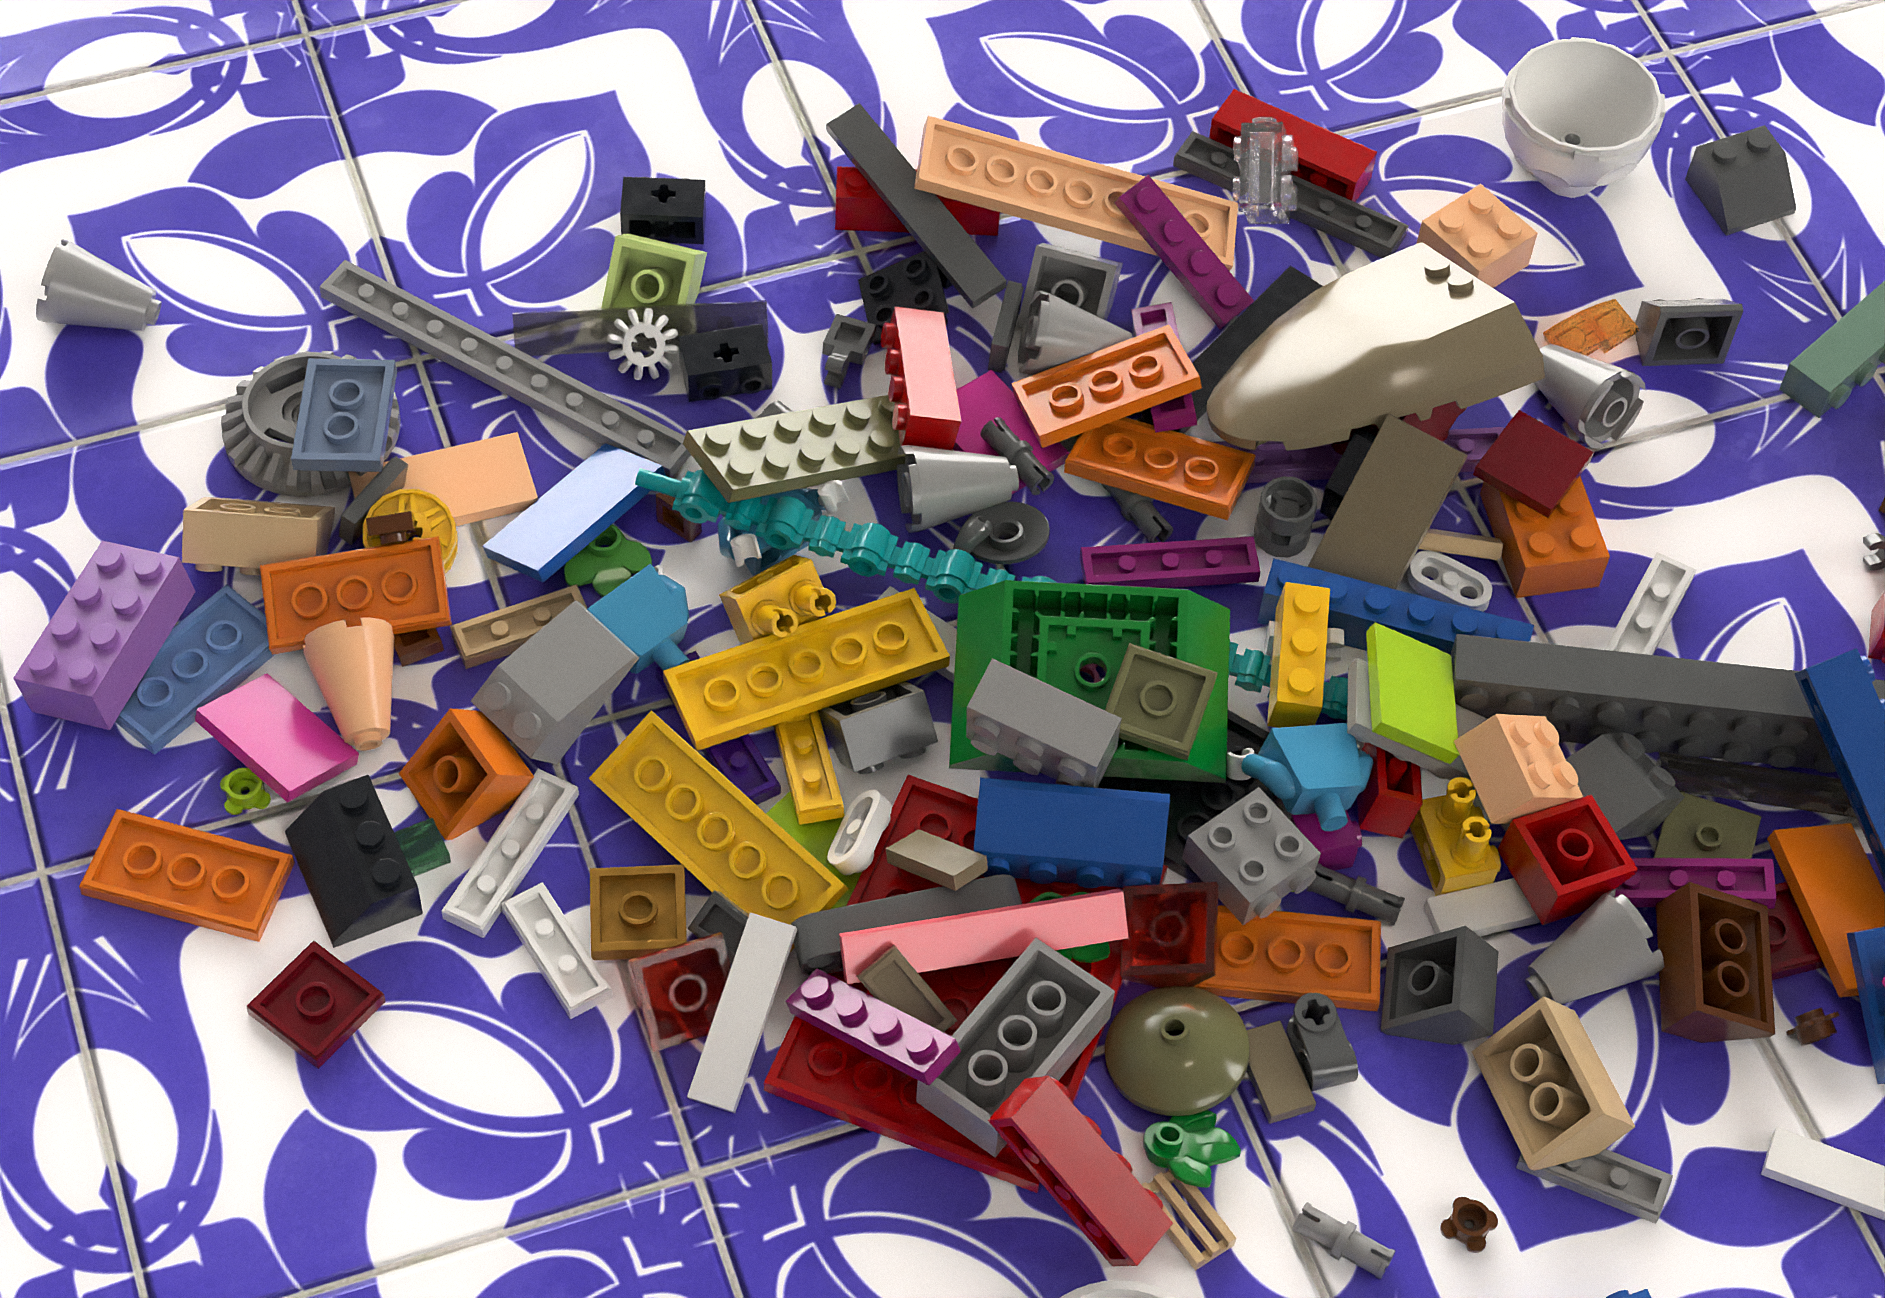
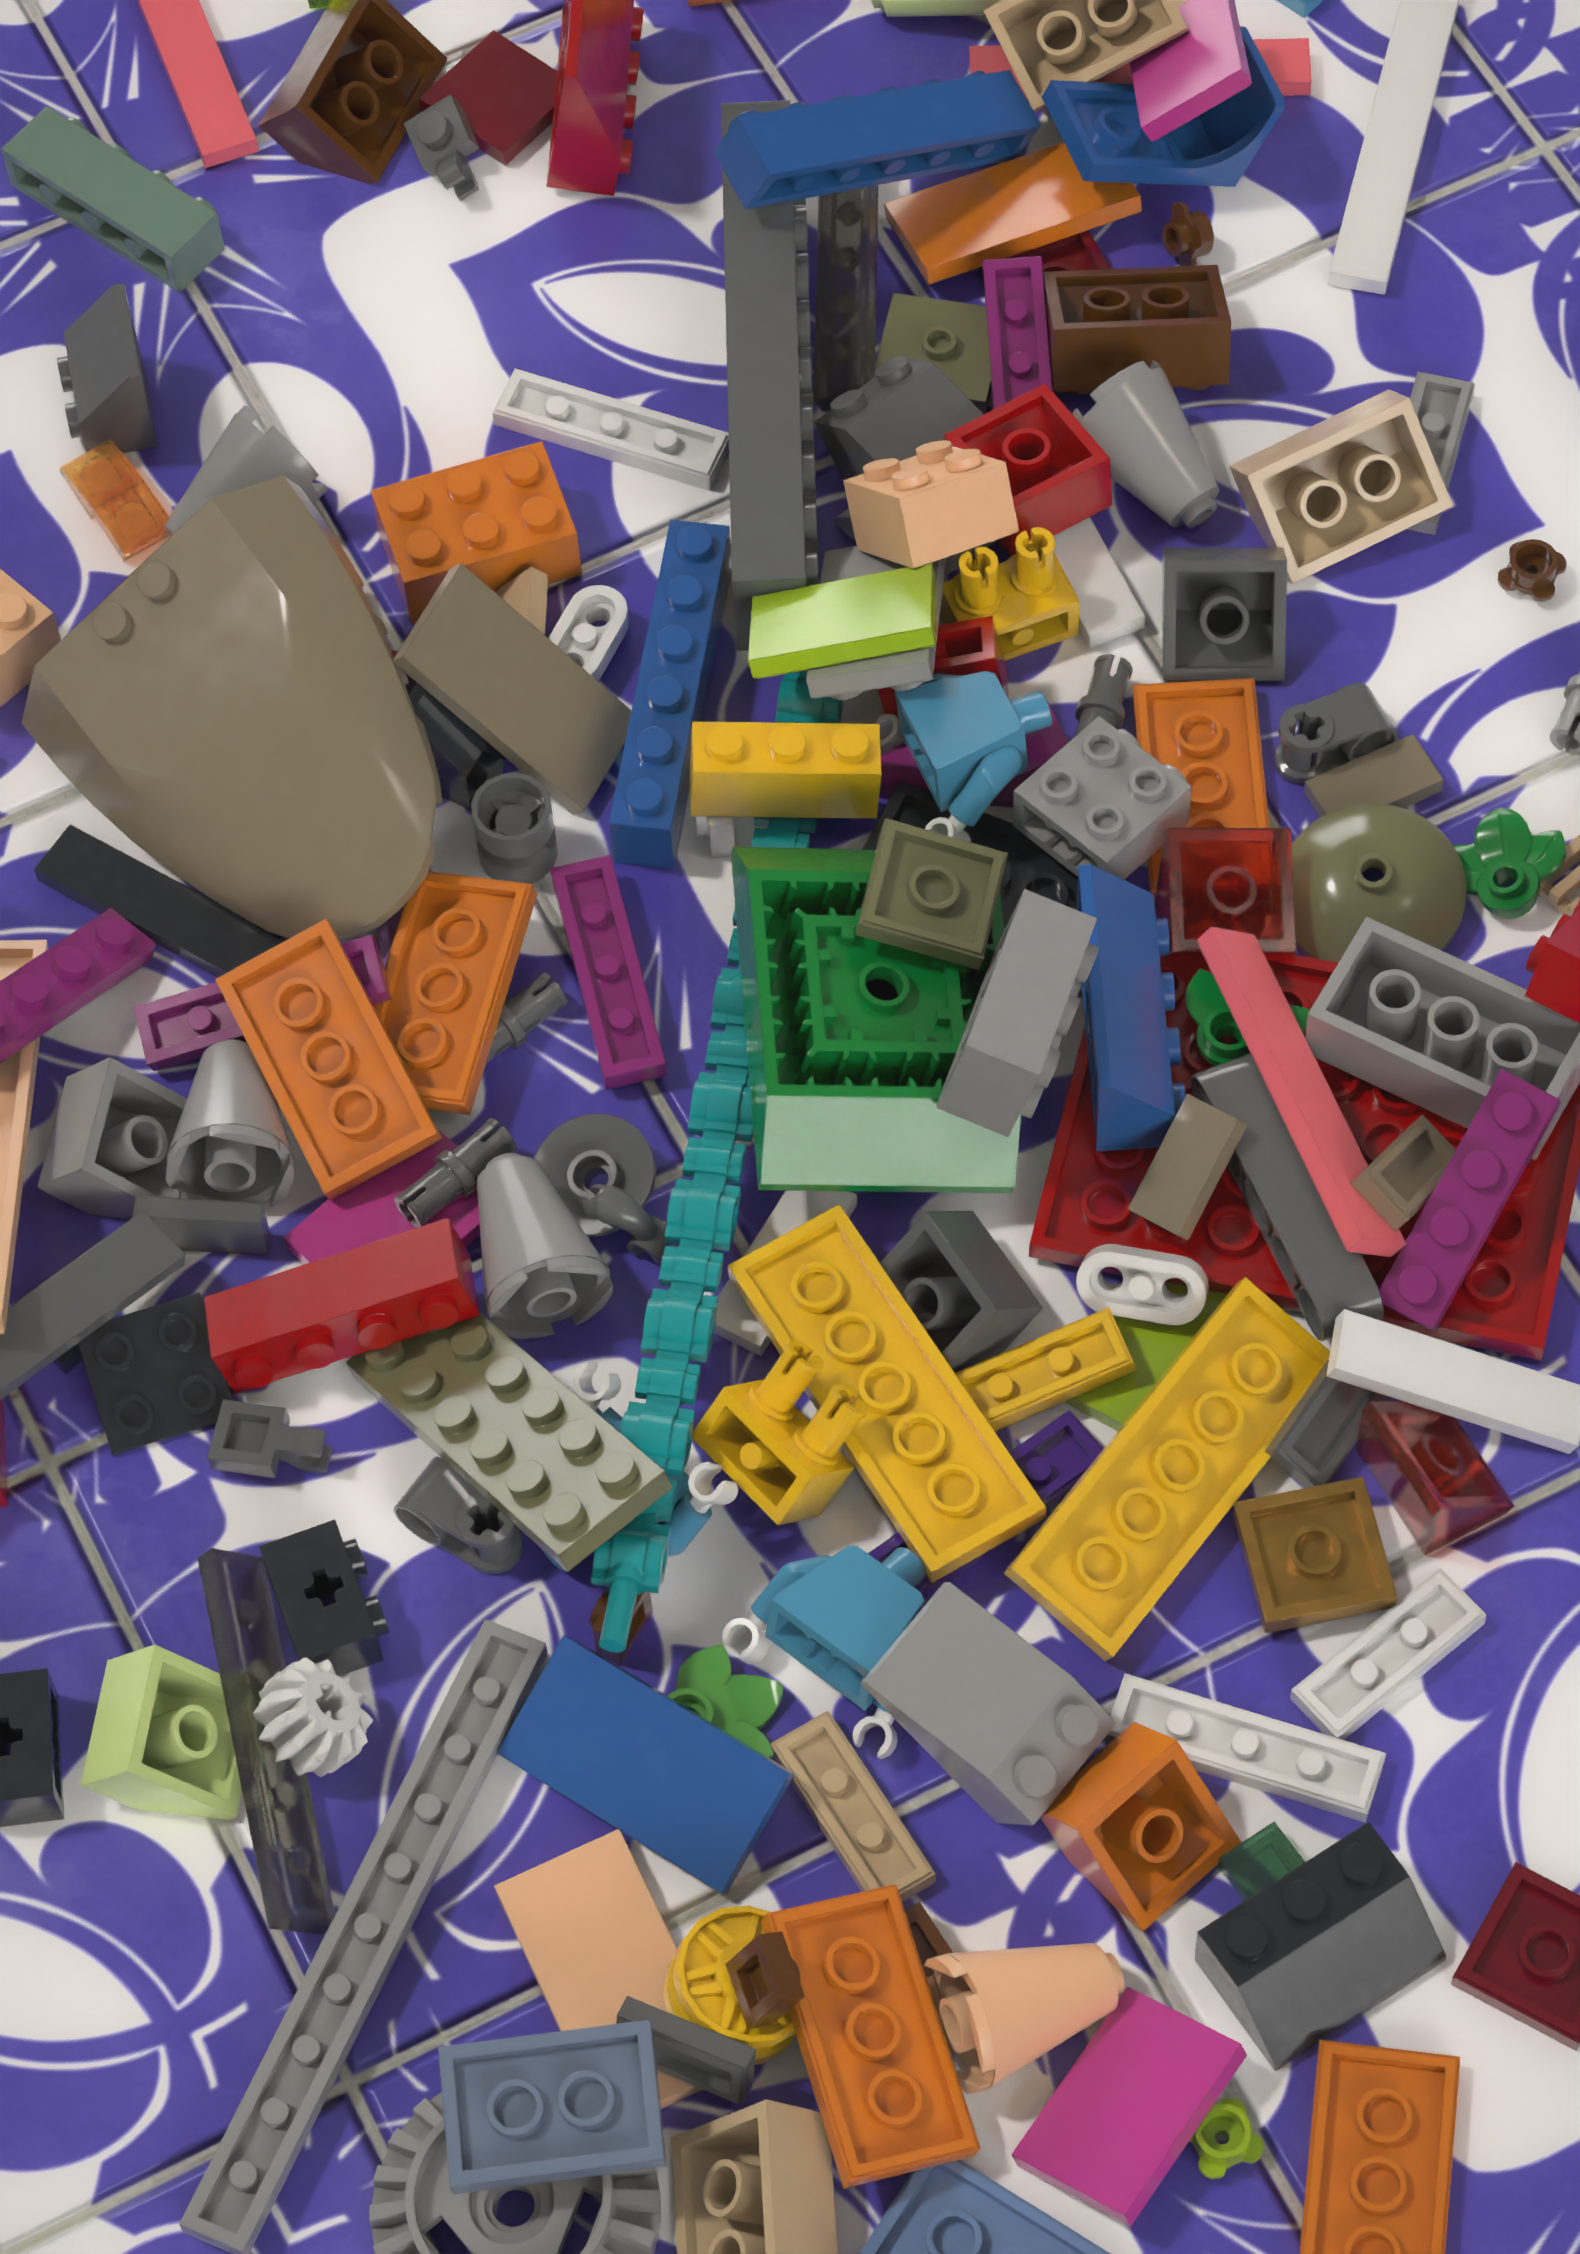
camera: 90 degrees left, 5 degrees up
(1533, 463) = (414, 519): dark red tile -> none

